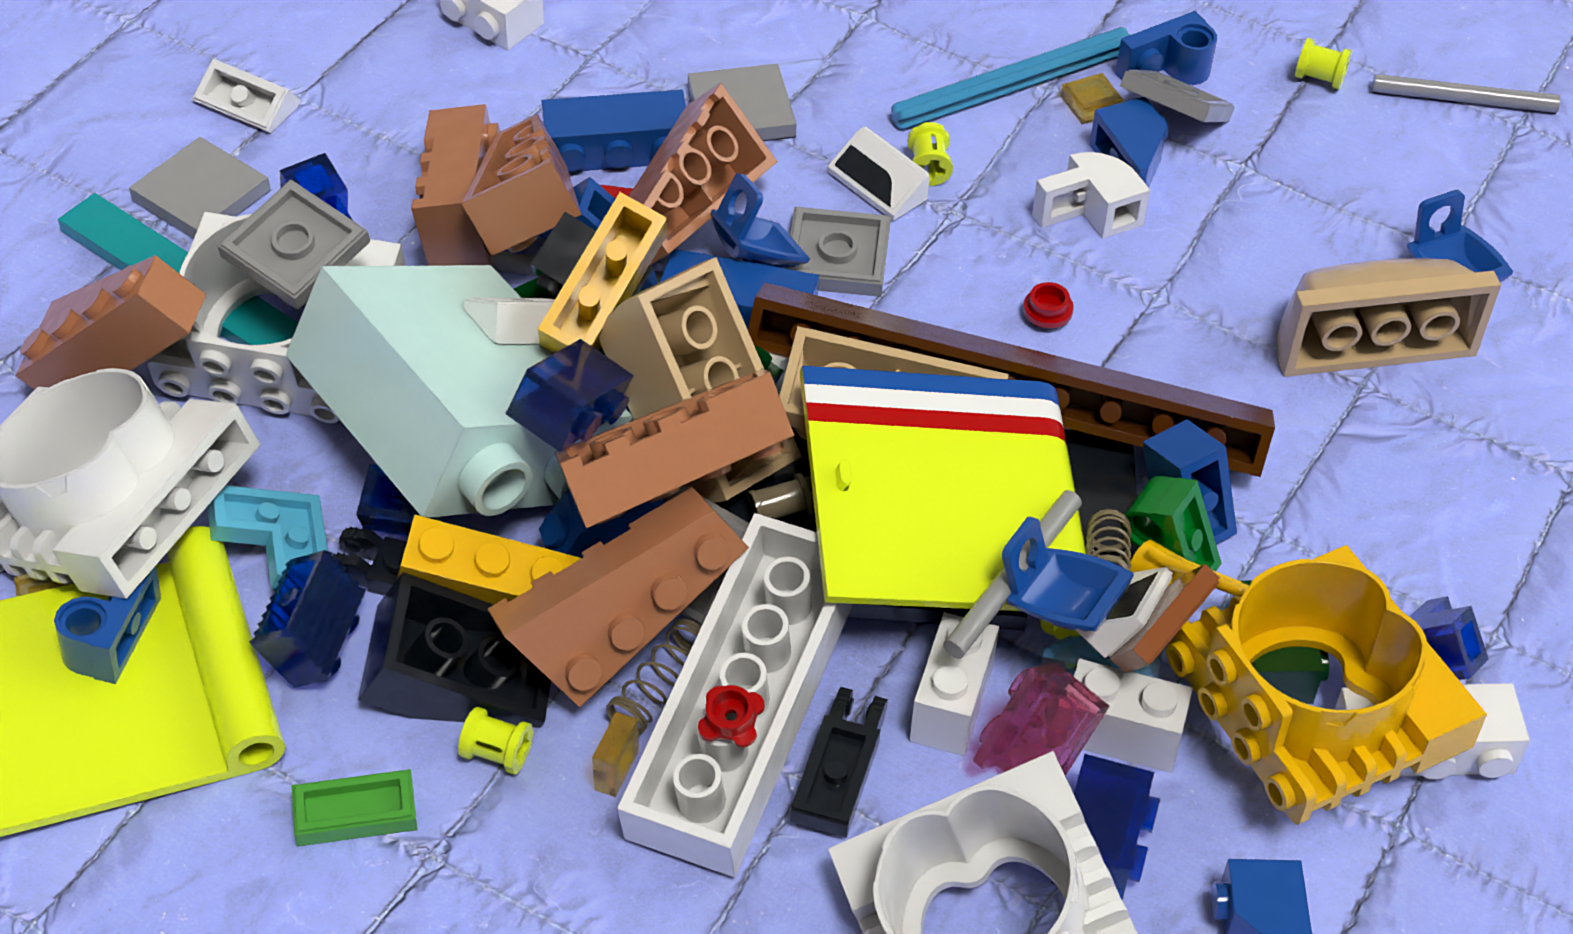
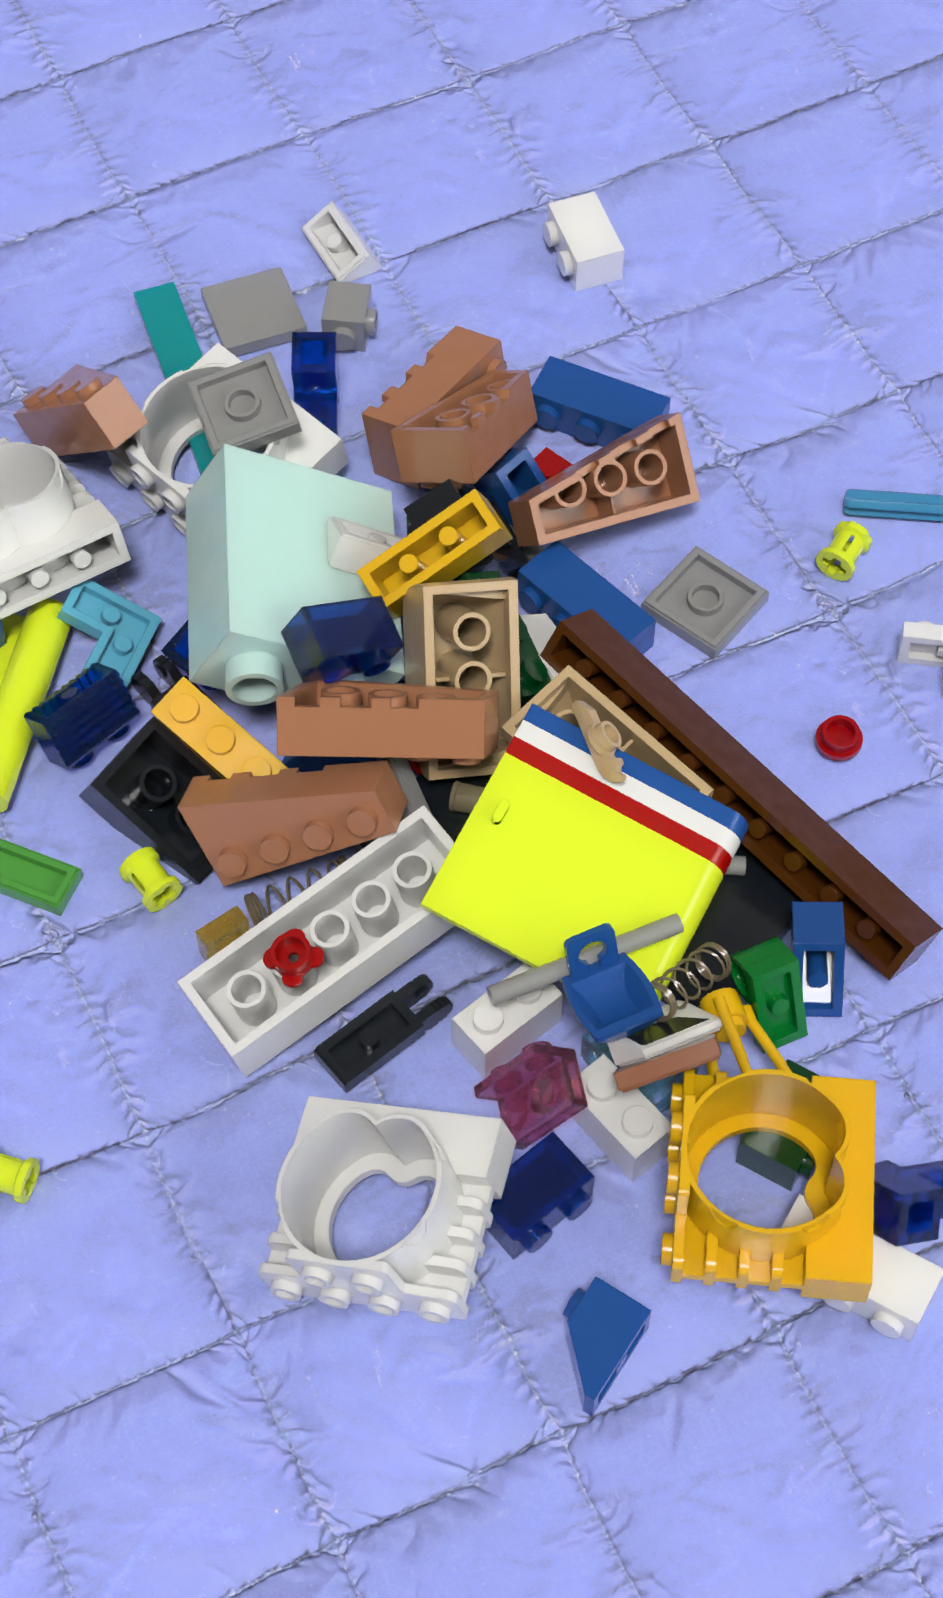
camera: 35 degrees right, 10 degrees up
(304, 137) = (350, 314): none -> light grey brick
(750, 236) = (630, 560): blue piece -> none
(757, 92) = (728, 429): light grey tile -> none
(880, 174) = (788, 550): white slope -> none
(889, 369) = (601, 740): none -> tan piece

